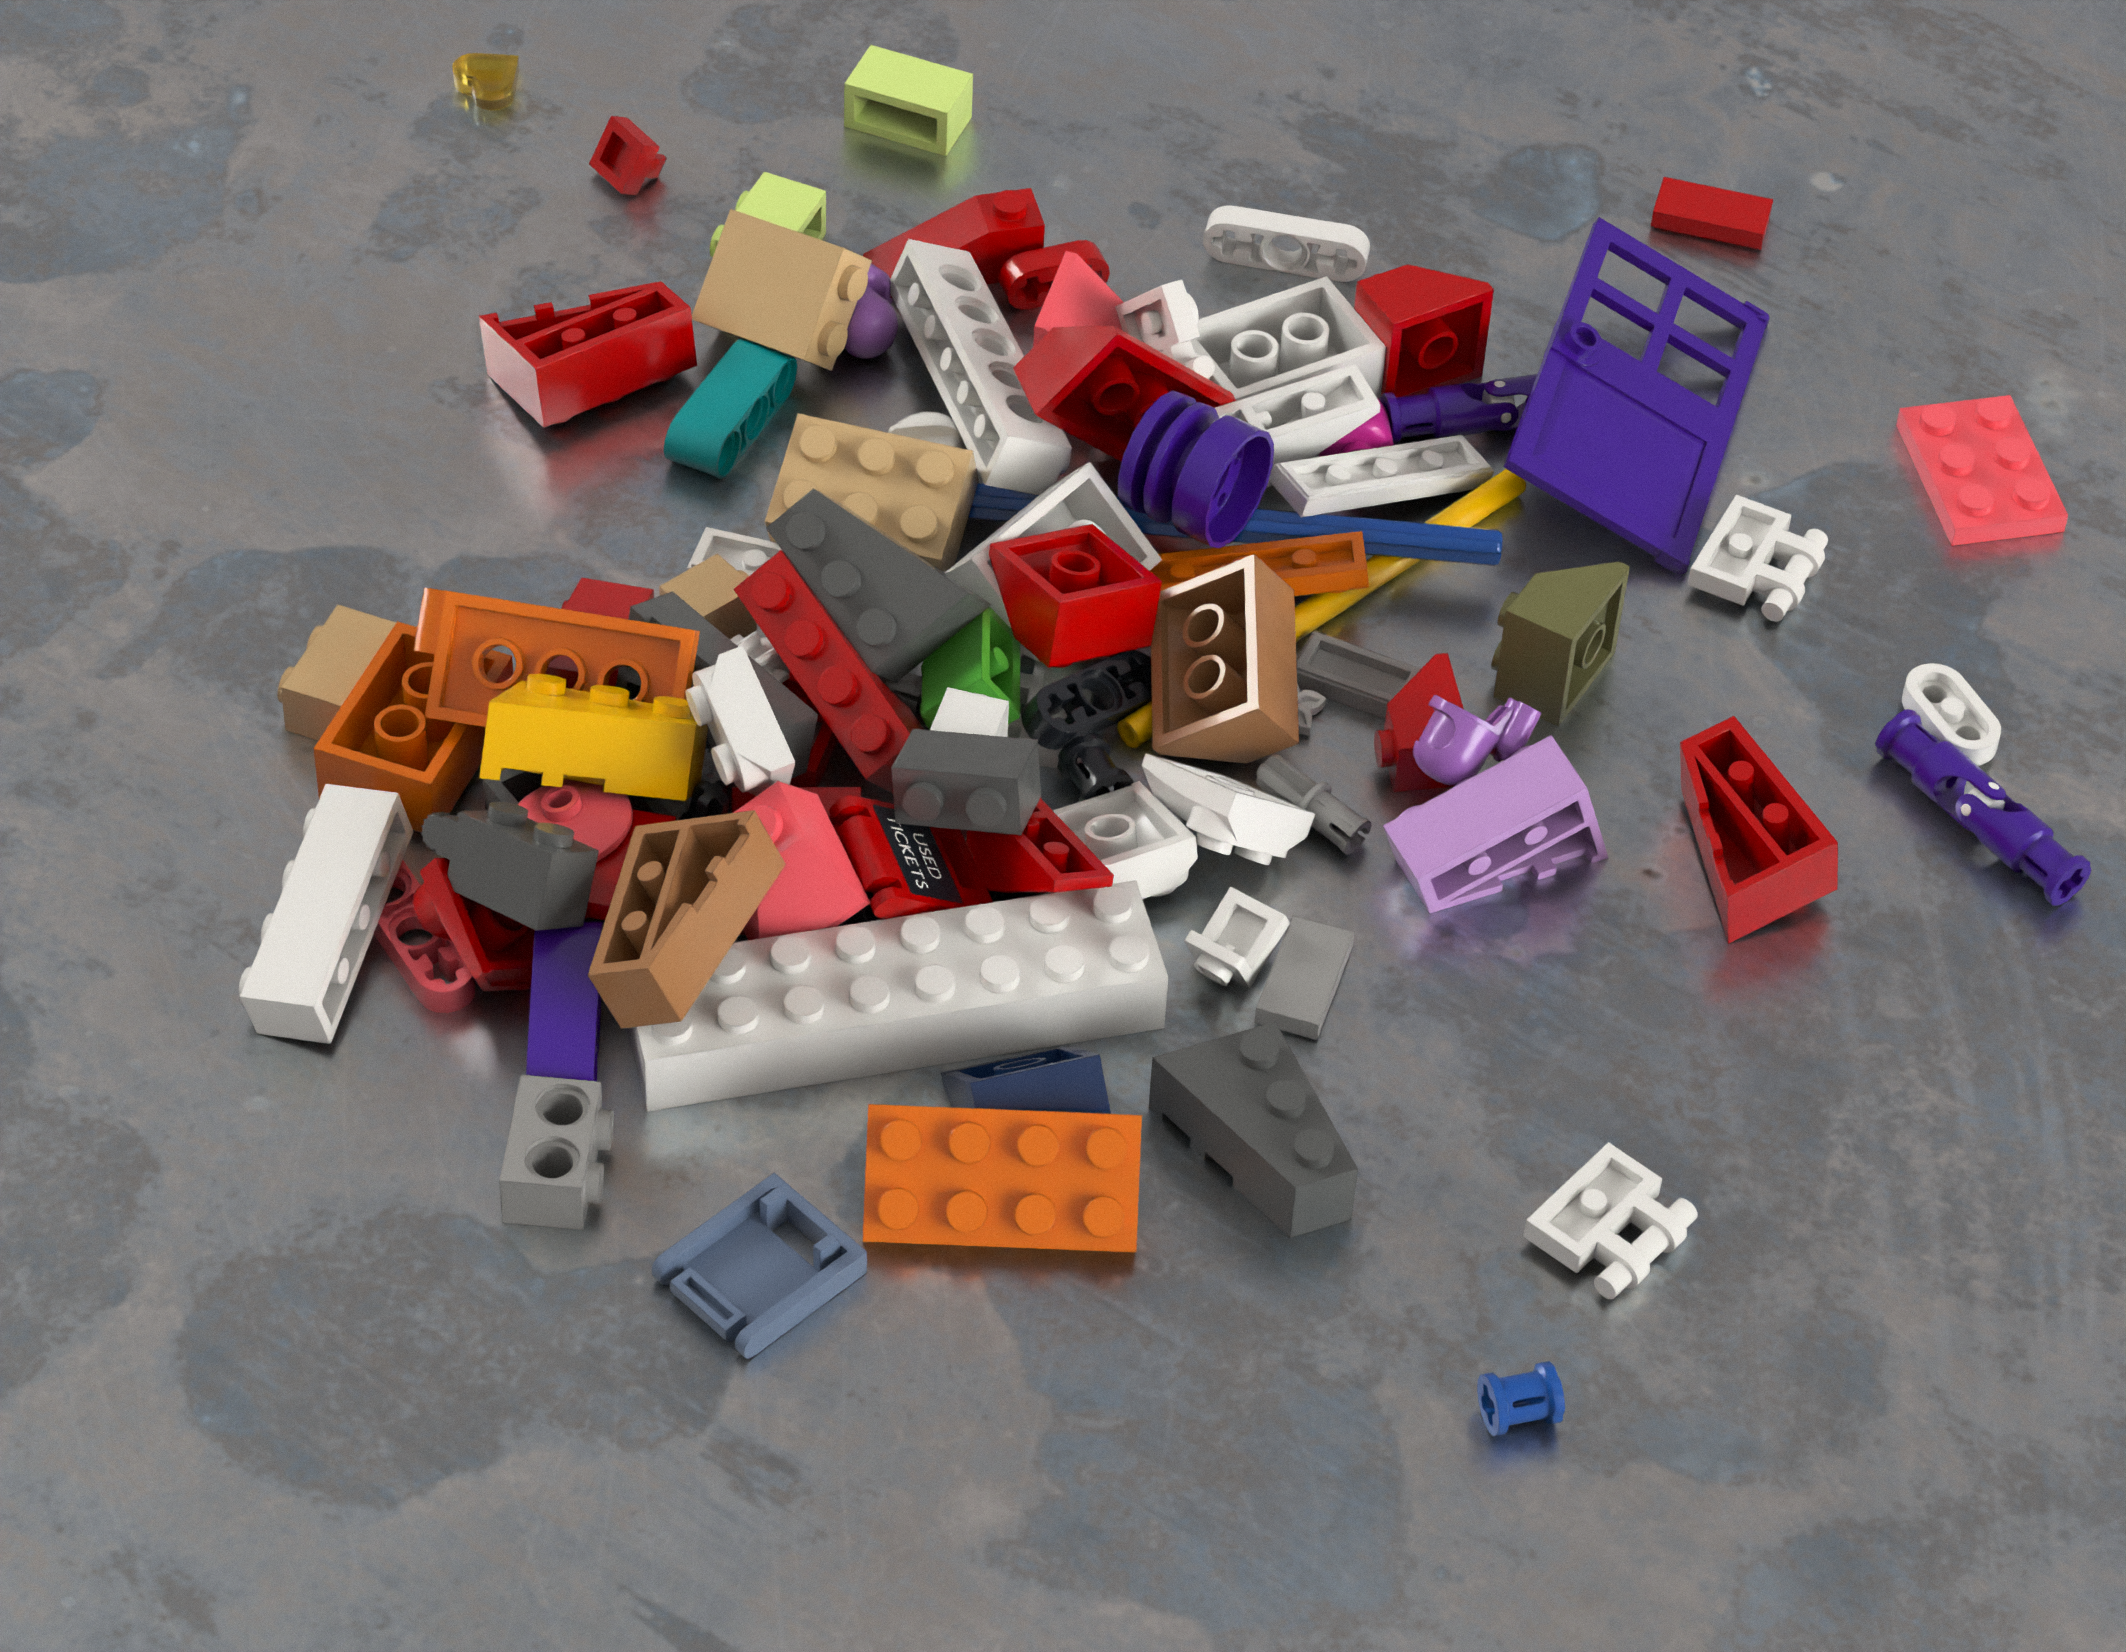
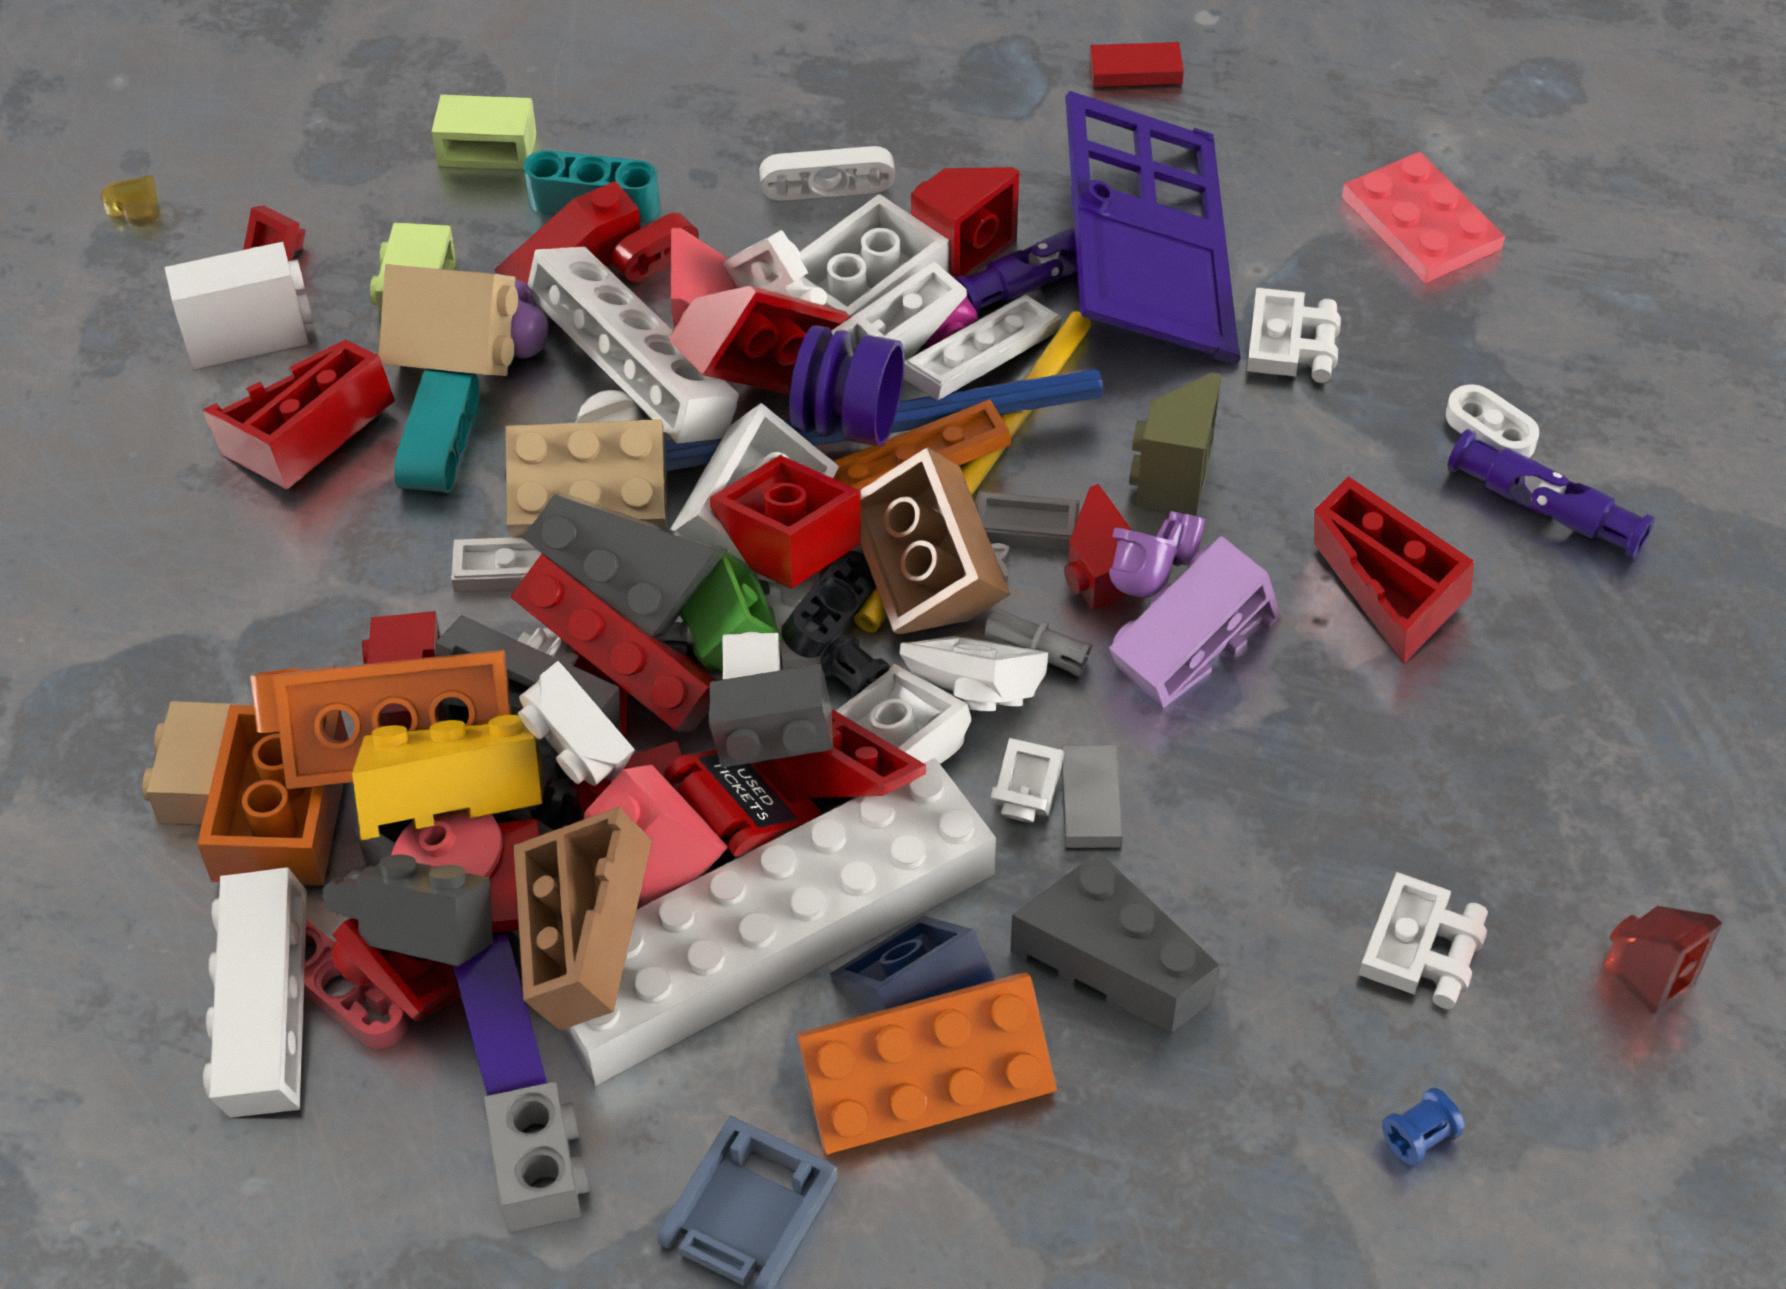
camera: 15 degrees left, 5 degrees up
(560, 217) = (239, 304): none -> white brick
(711, 593) = (485, 599): tan brick -> none
(974, 167) = (559, 177): none -> teal beam
(1869, 1307) = (1661, 953): none -> clear red slope

